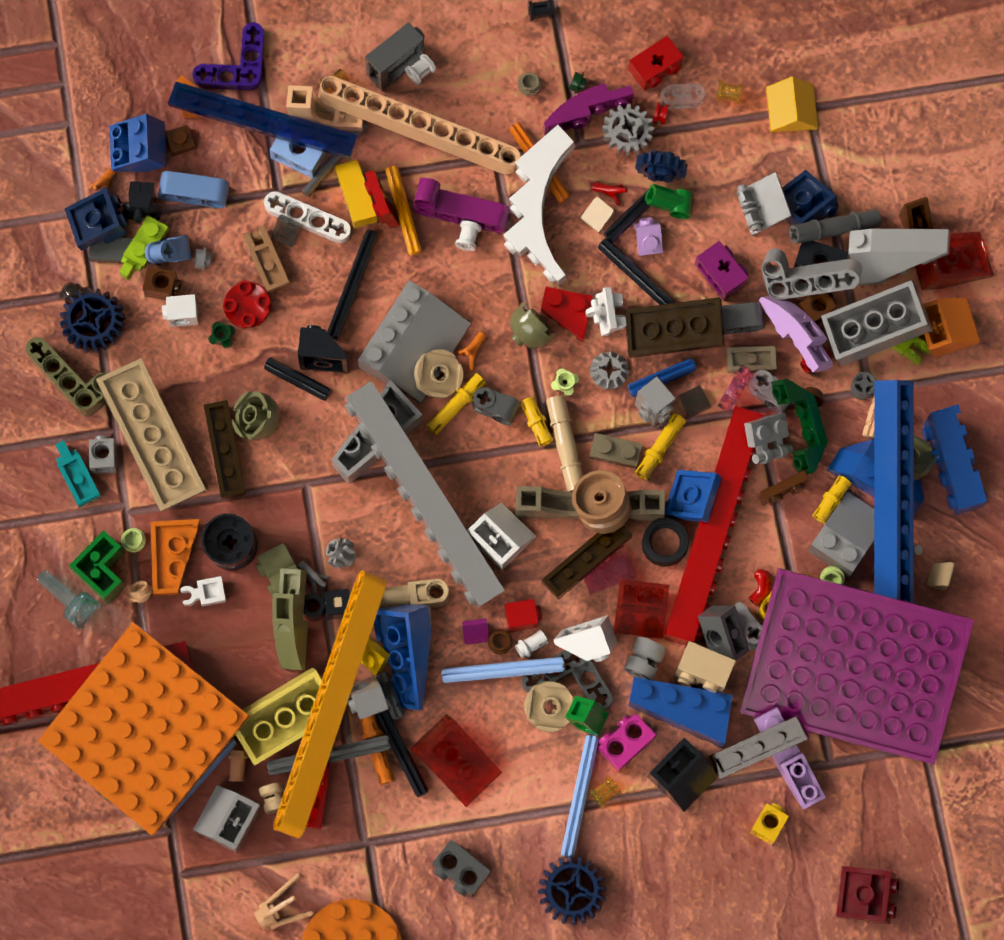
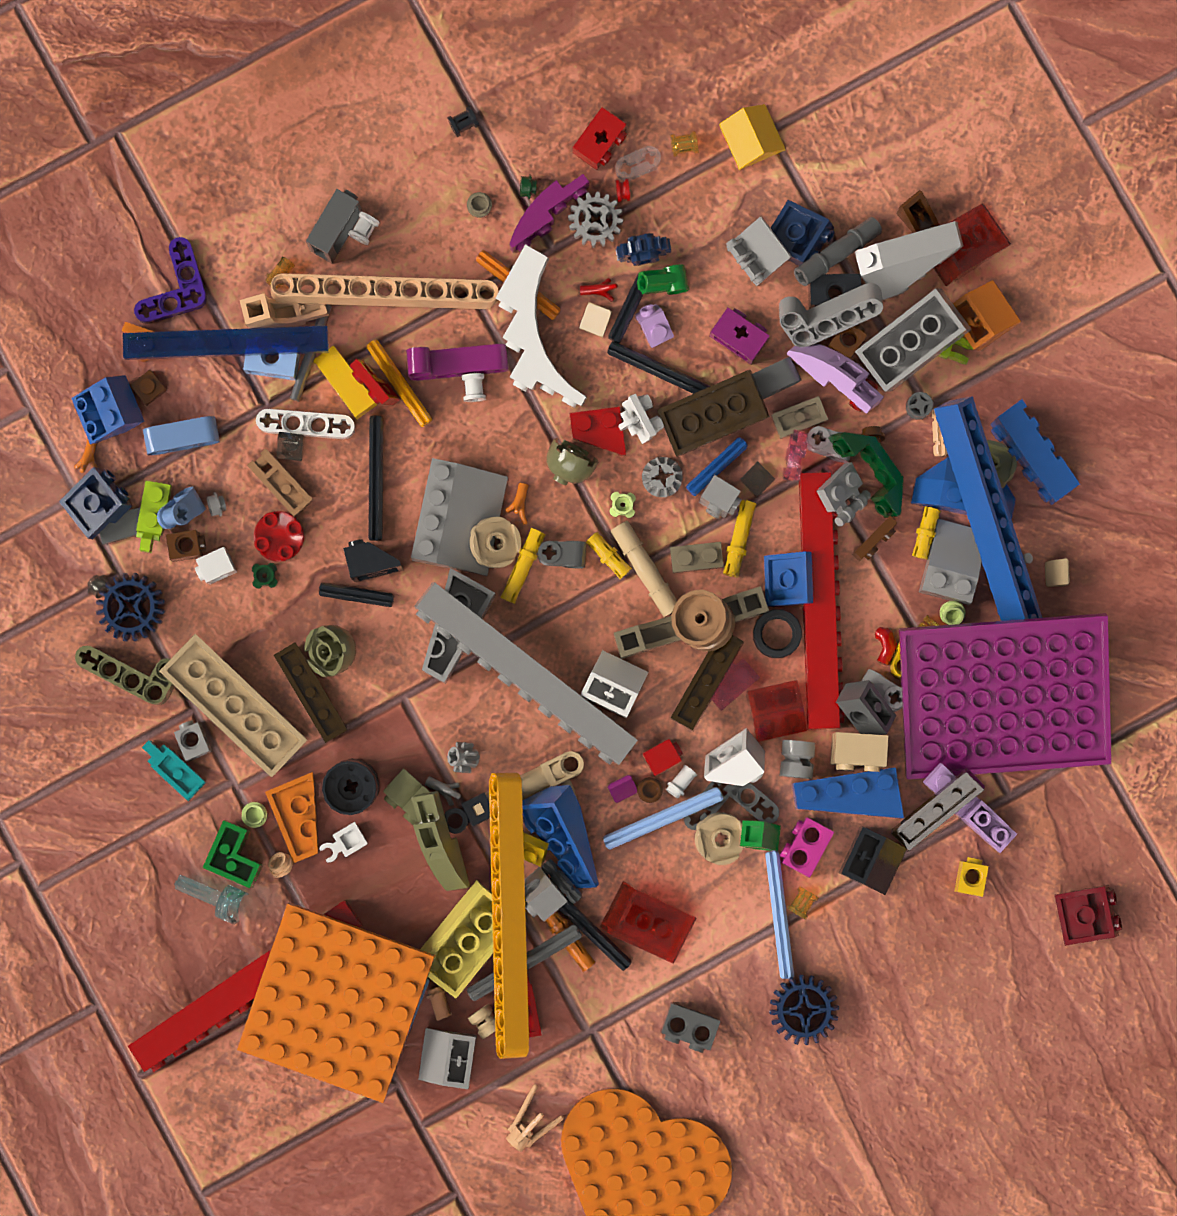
camera: 15 degrees left, 10 degrees up
(141, 202) = (134, 468): black piece -> none

